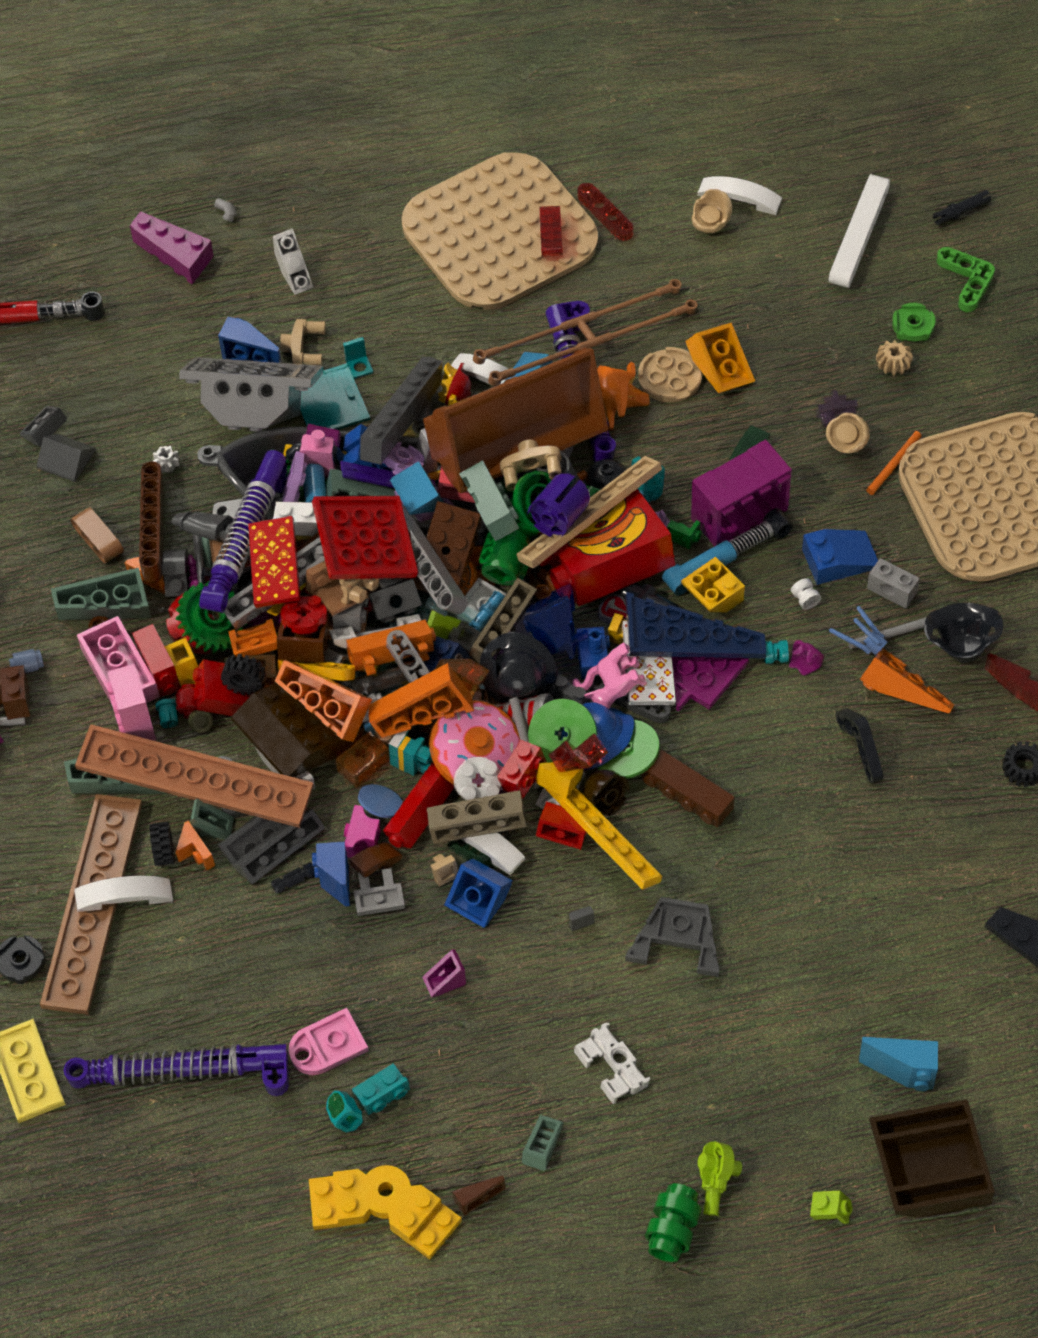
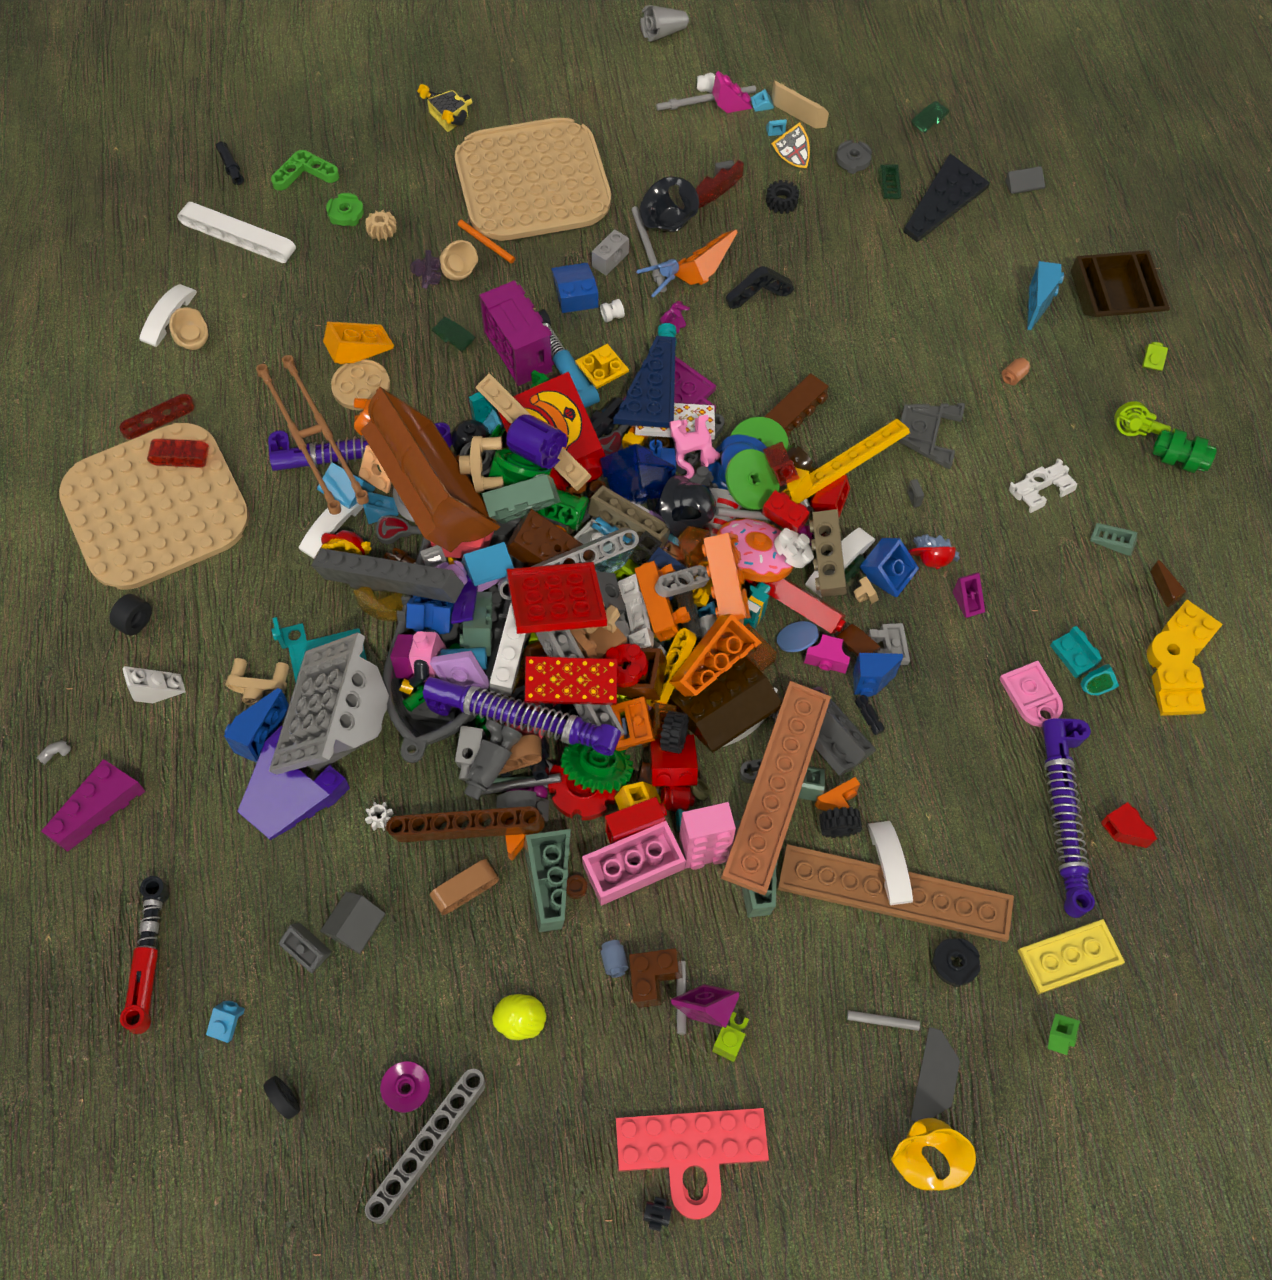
camera: 90 degrees left, 5 degrees up
(166, 1129) = (1128, 827): none -> red slope
(181, 397) = (282, 800): none -> wedge
(366, 232) = (130, 614): none -> black tyre
(499, 934) = (934, 551): none -> red hair
(779, 1033) = (1015, 371): none -> nougat brick

